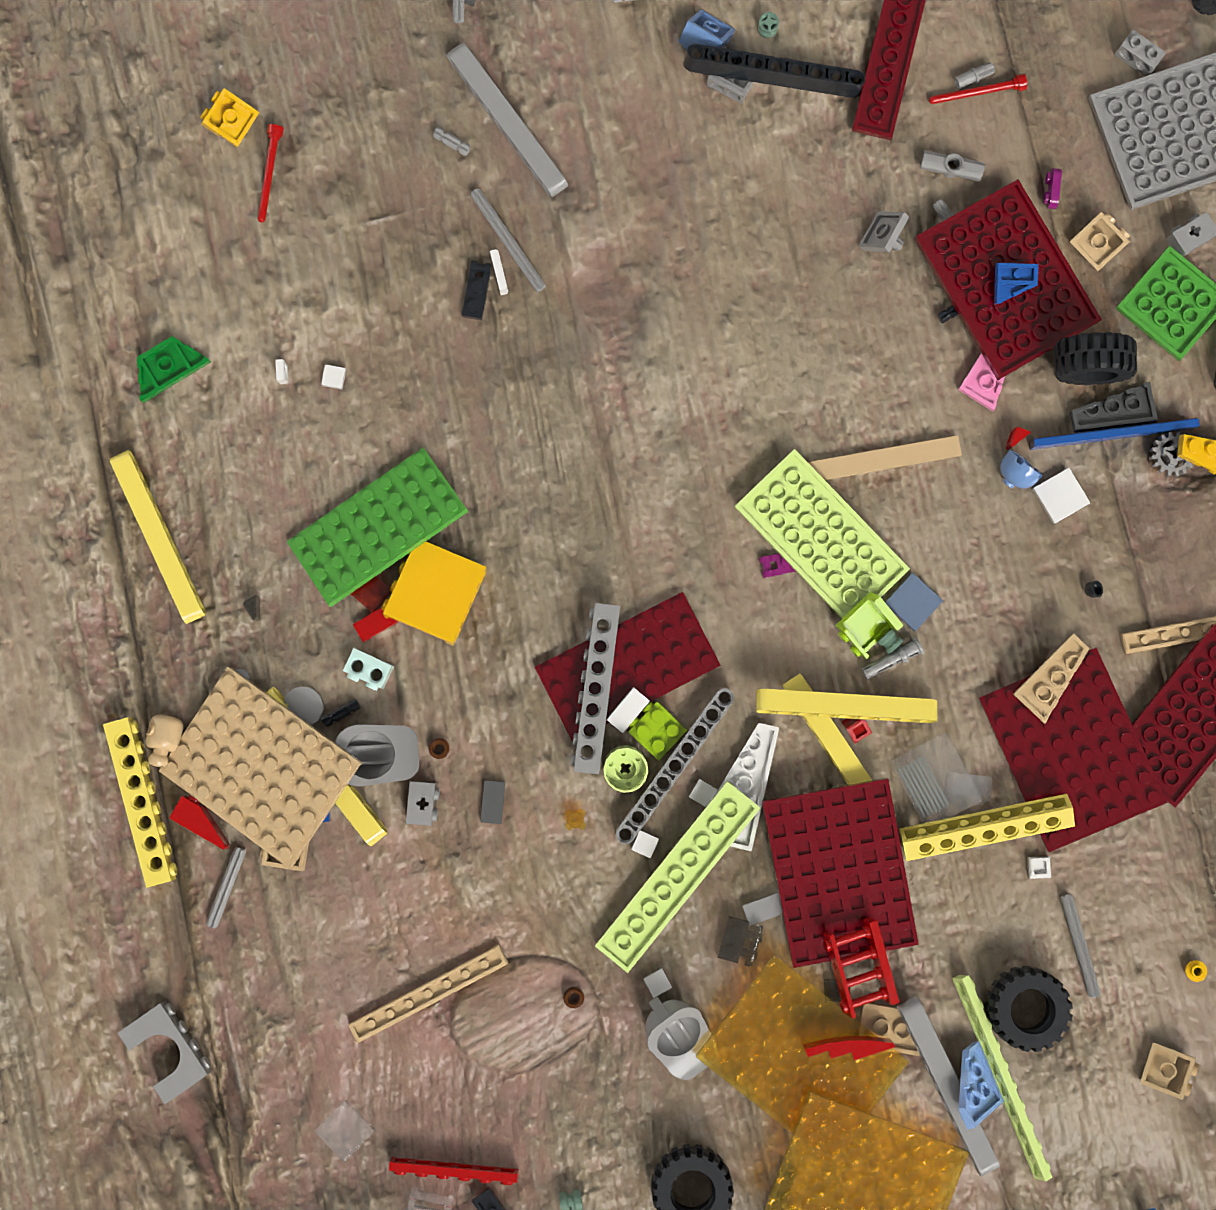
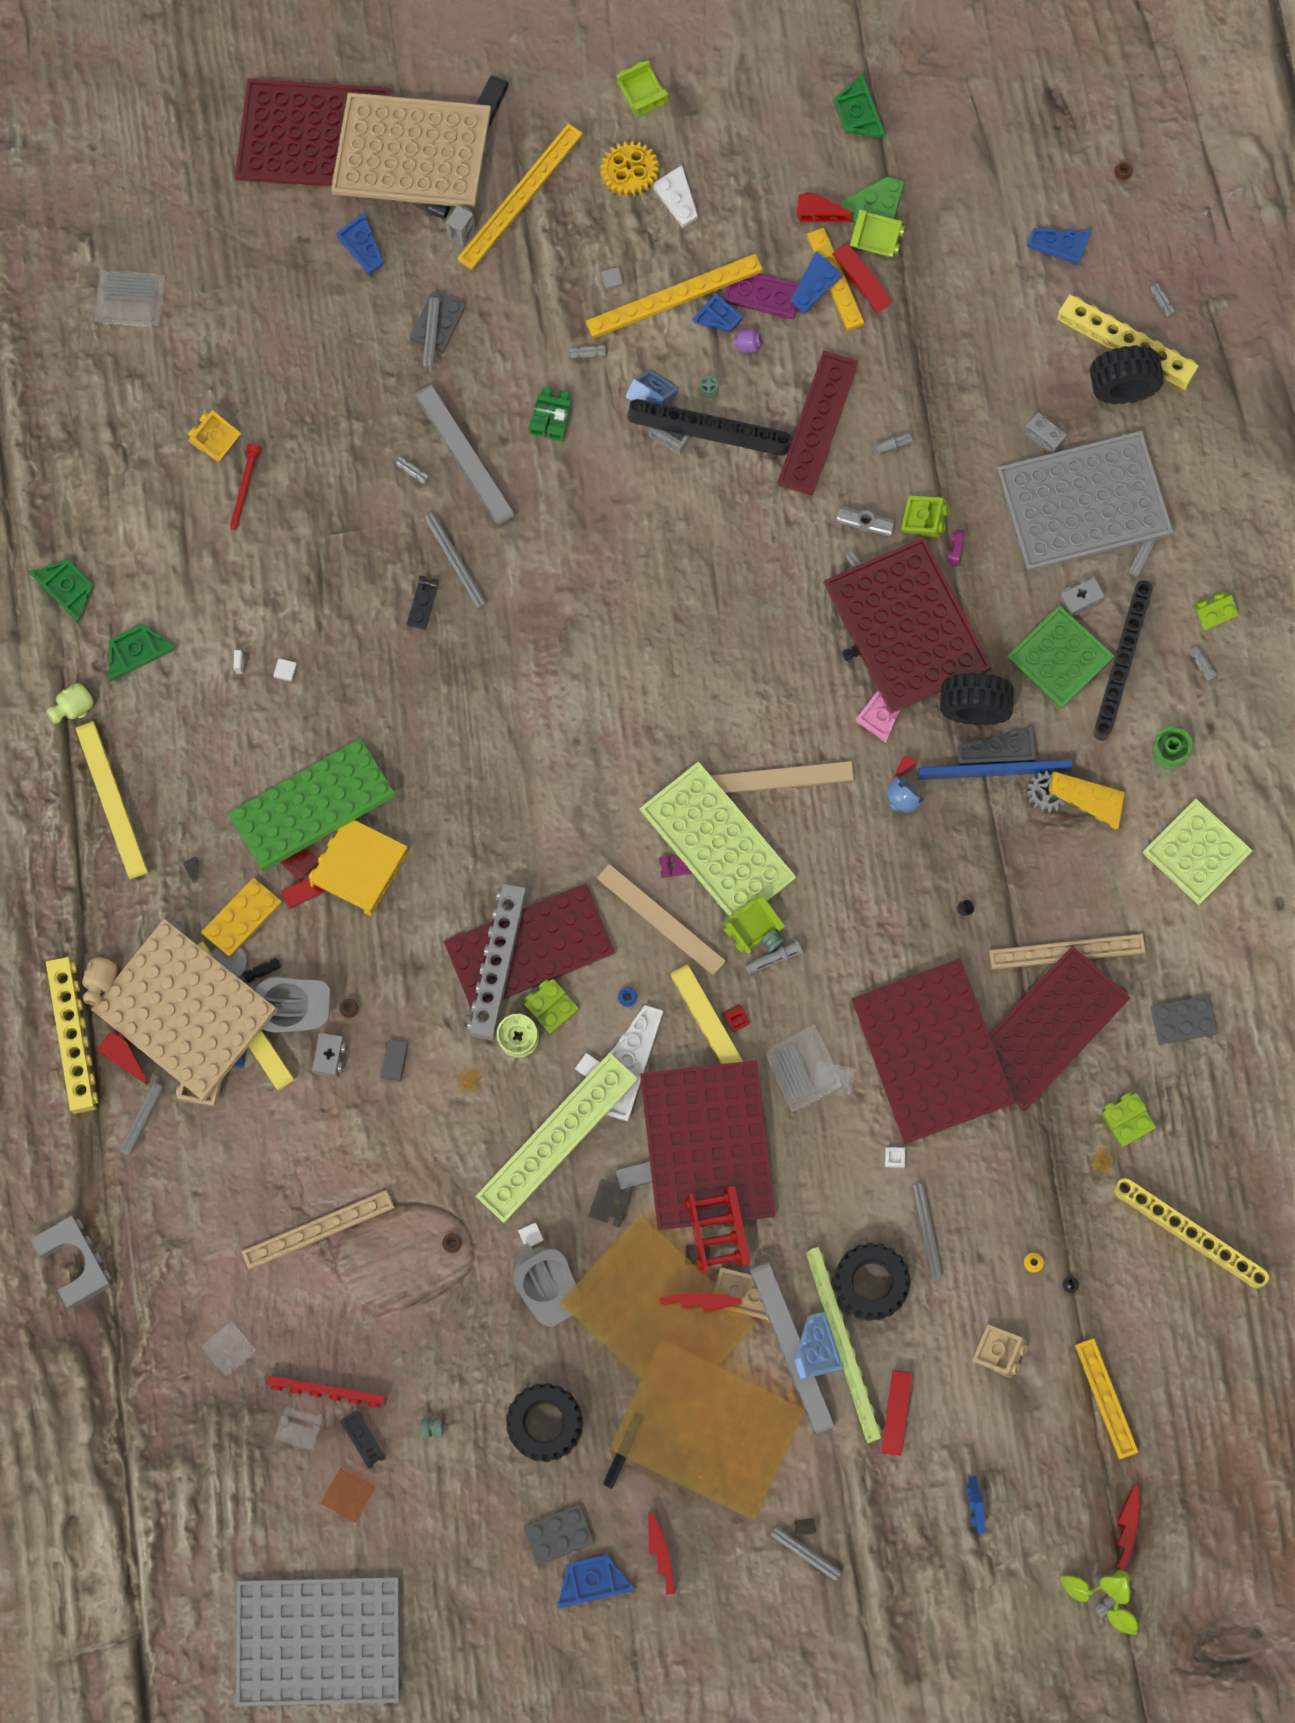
camera: 10 degrees right, 10 degrees down
(83, 300) = (65, 586): none -> green wing
(103, 431) = (72, 703): none -> yellowish green piece
(312, 657) = (241, 917): none -> yellow plate
(369, 665) = (293, 928): light aqua brick -> none
(499, 272) = (444, 587): white tile -> none
(600, 61) = (553, 410): none -> green hips
(628, 710) = (525, 984): white tile -> none
(645, 844) = (530, 1108): white tile -> none
(678, 755) = (566, 1029): light grey beam -> none
(745, 713) = (627, 990): none -> blue plate
(767, 626) = (661, 920): none -> tan tile
(846, 706) = (725, 993): light yellow beam -> none
(884, 232) = (798, 576): light grey tile -> none
(913, 602) = (798, 908): sand blue tile -> none
(987, 827) = (852, 1105): light yellow brick -> none
(1013, 279) = (910, 624): blue wing -> none
(1016, 155) = (925, 516): none -> lime plate
(1018, 83) = (932, 453): red piece -> none
(1045, 686) = (914, 983): tan wing -> none
(1061, 496) = (942, 822): white tile -> none
(1065, 1145) = (896, 1412): none -> red slope
(1100, 240) = (996, 596): tan plate -> none

